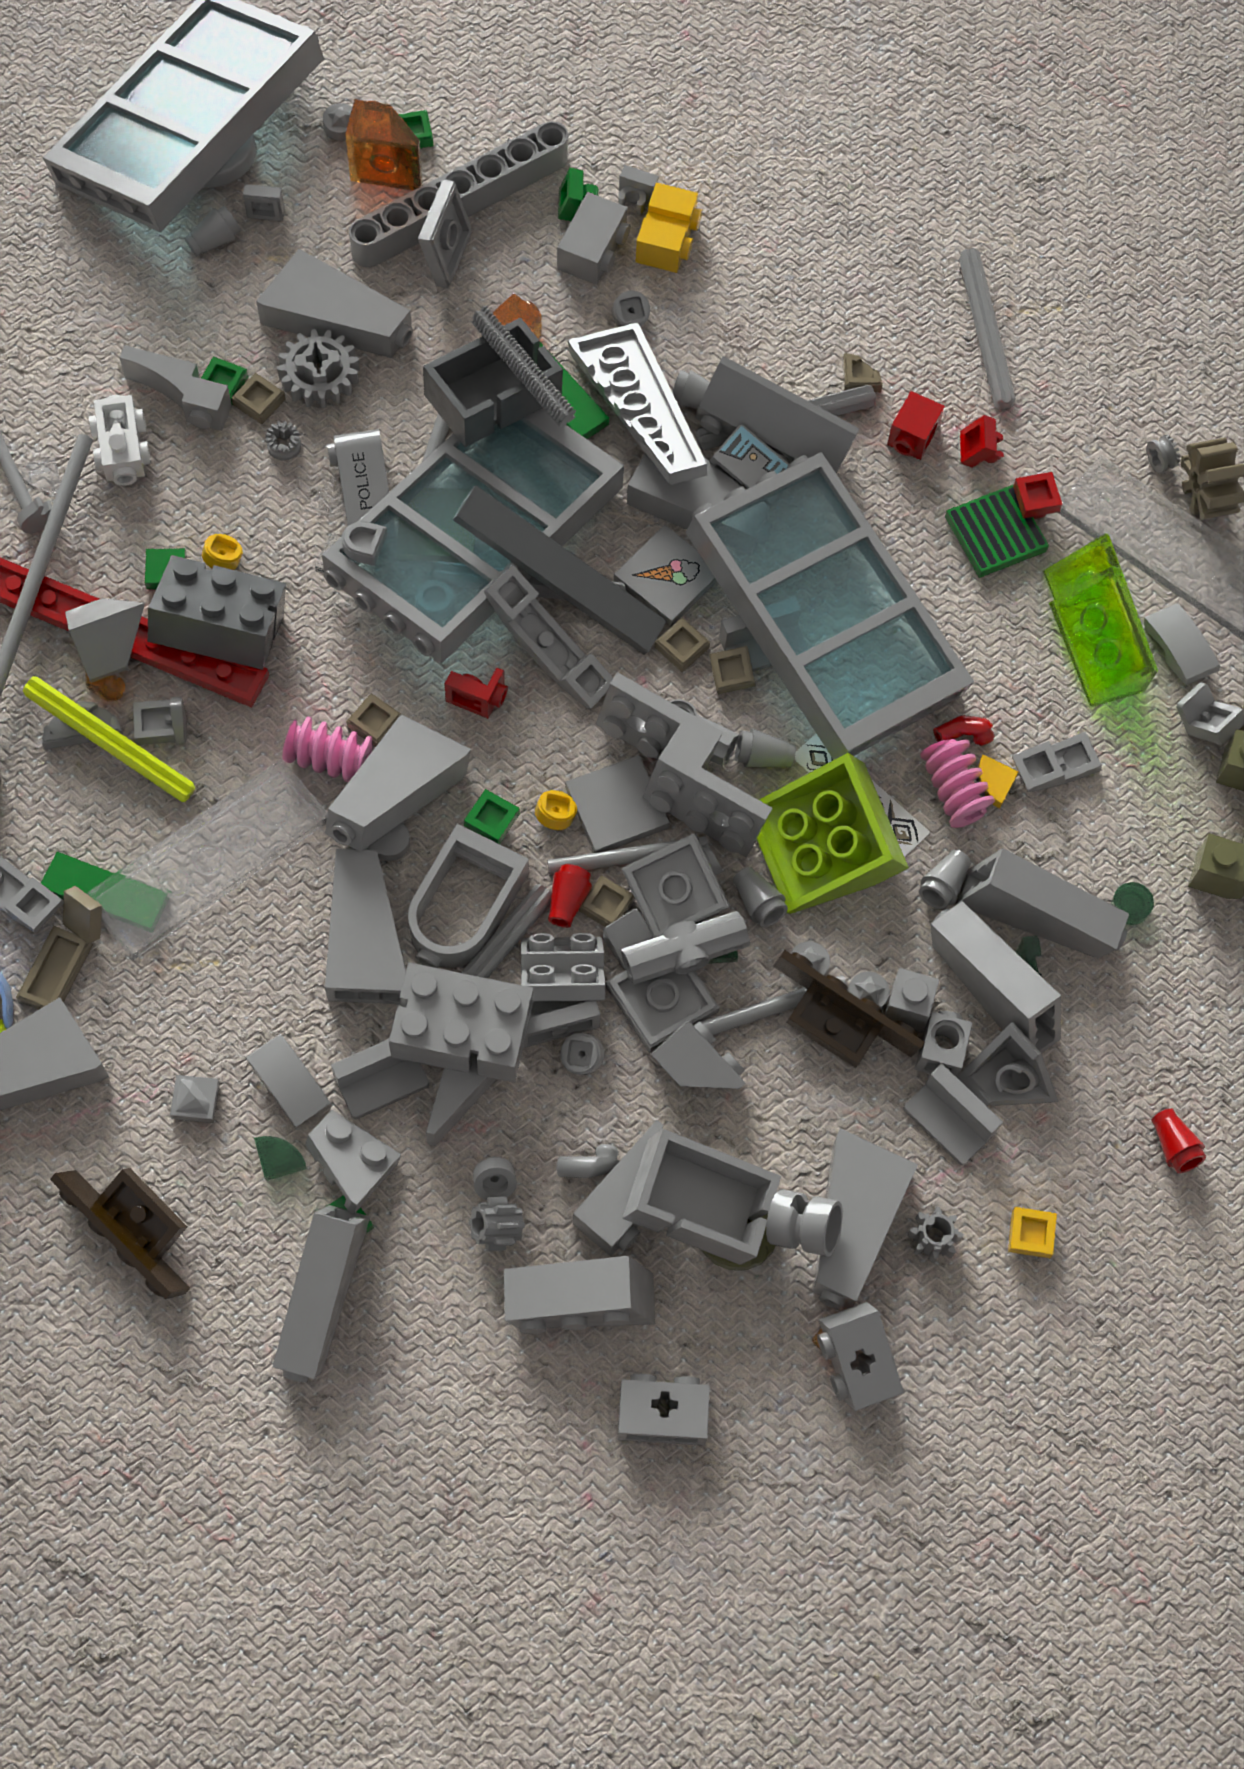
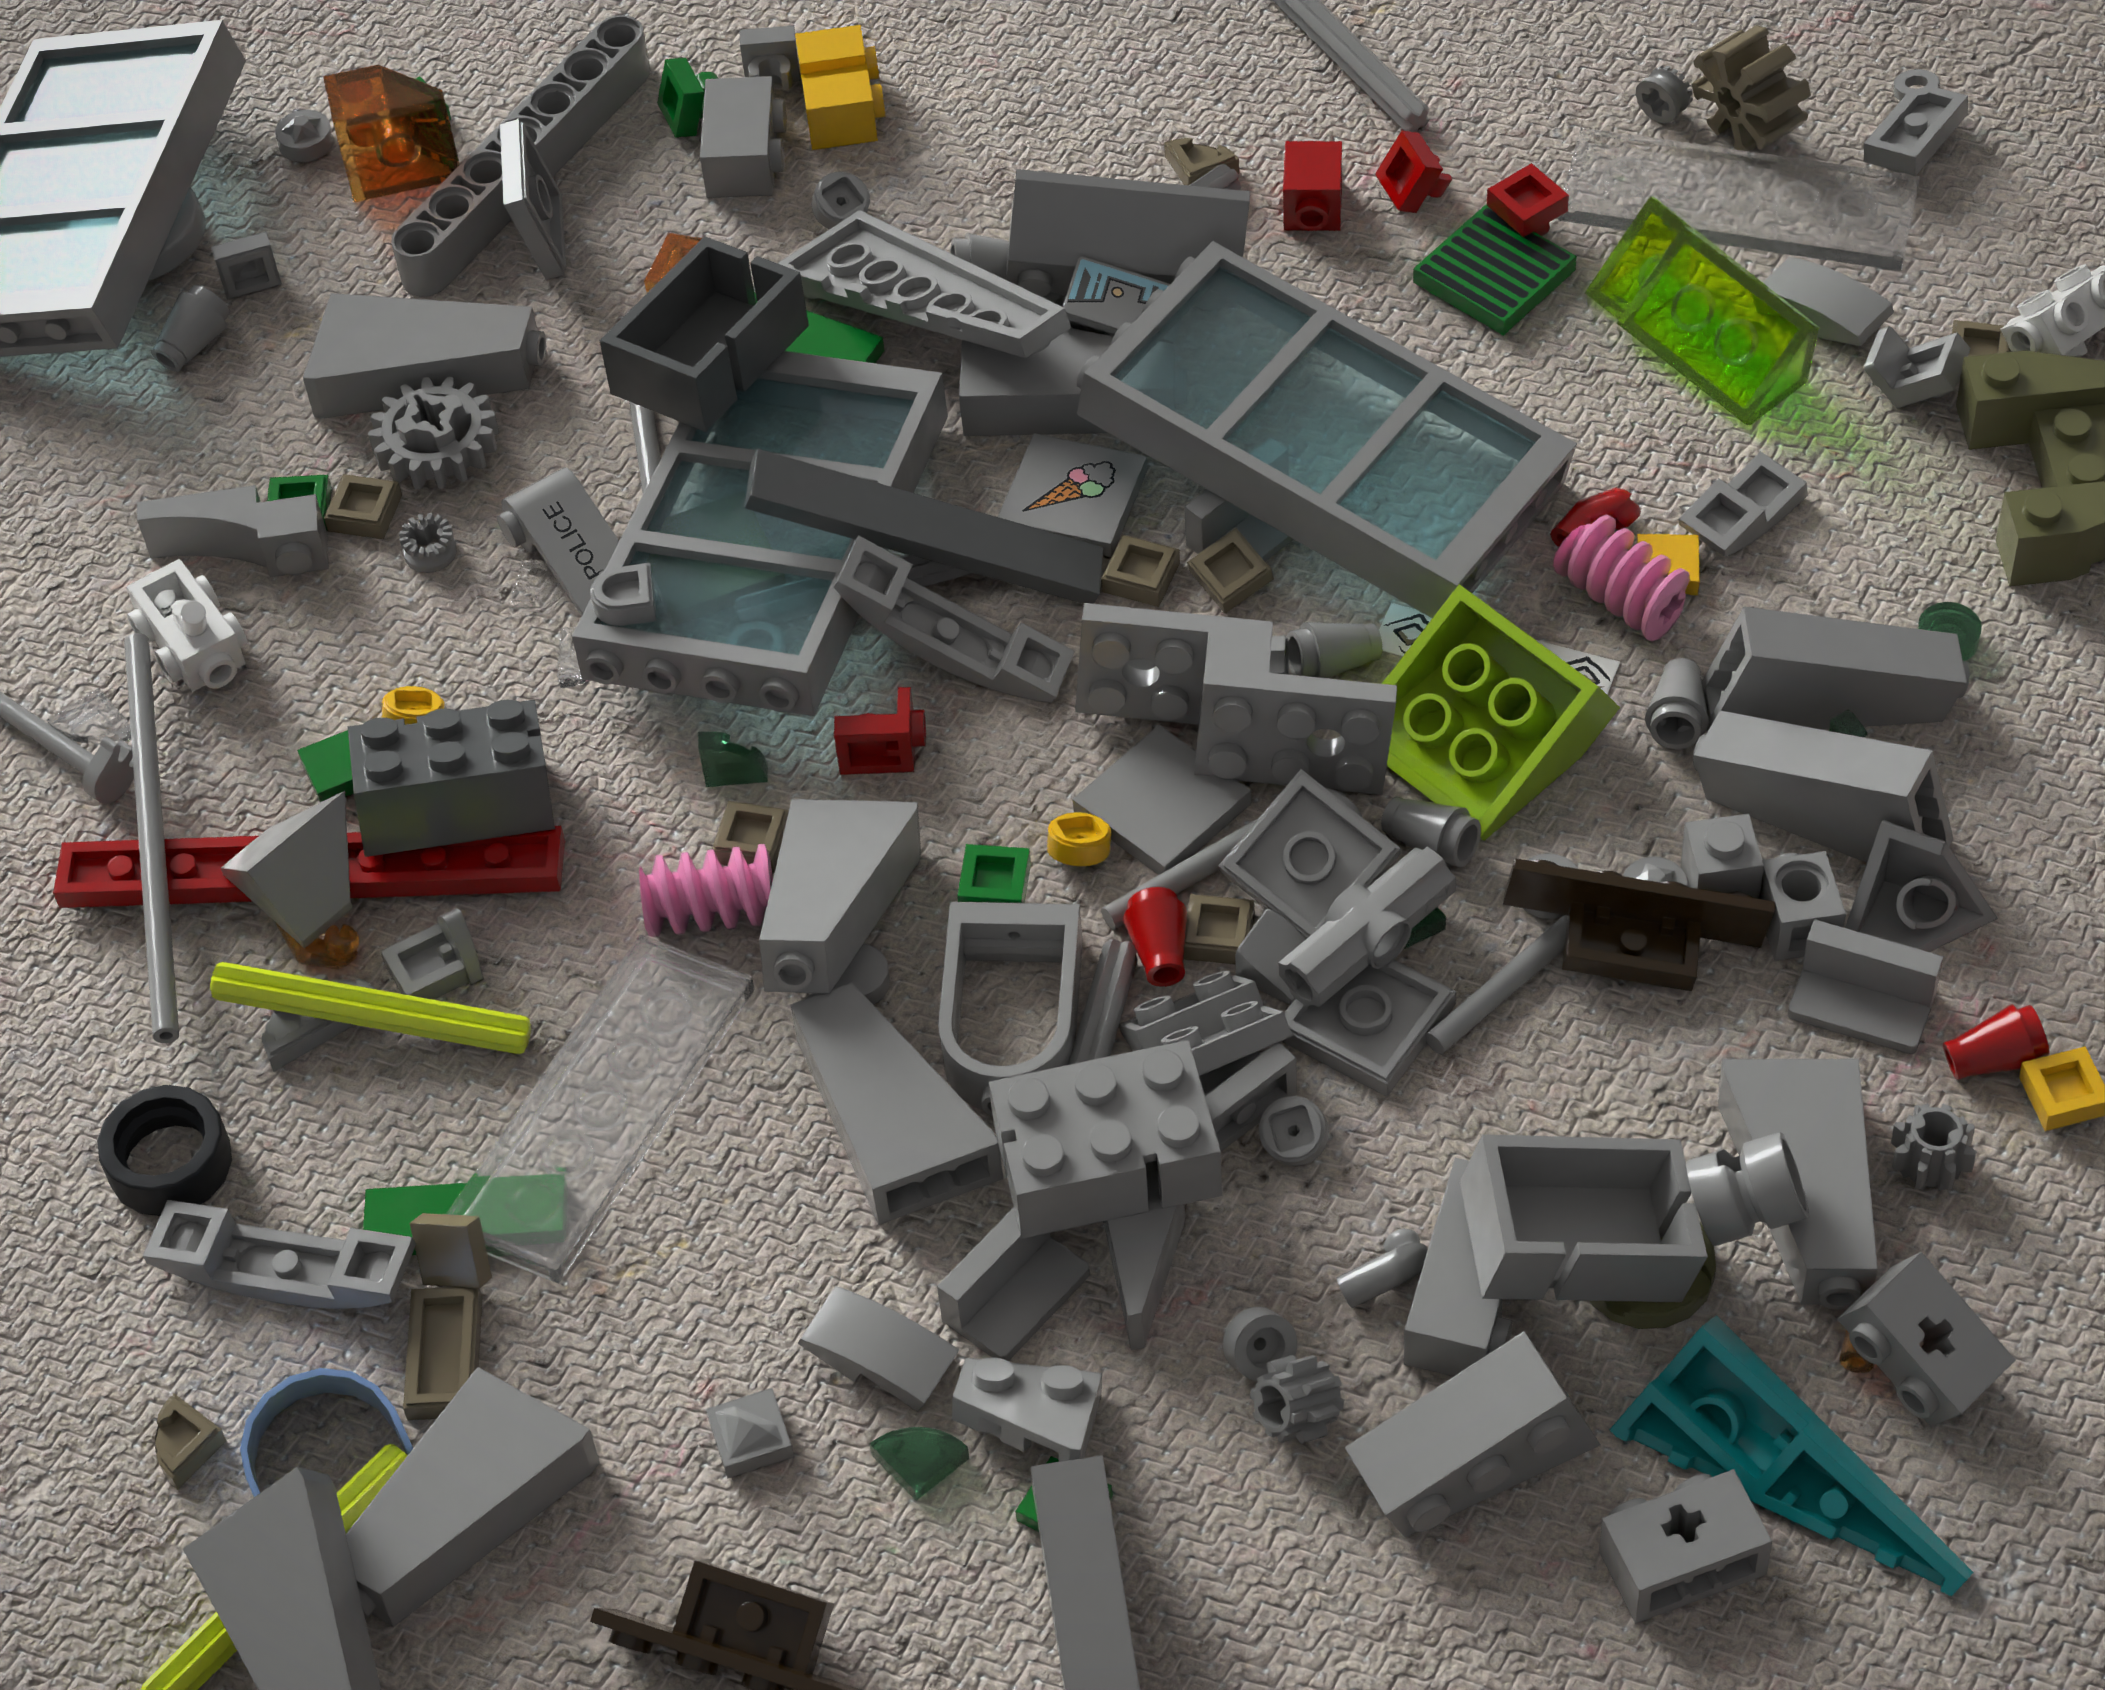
camera: 15 degrees left, 15 degrees down
(380, 668) = (728, 762): none -> clear green tile
(523, 367) = (745, 284): light grey axle -> none
(694, 1062) = (1465, 1067): light grey slope -> none
(737, 1354) = (1730, 1411): none -> teal wedge
(1009, 1186) = (1998, 1043): none -> red cone

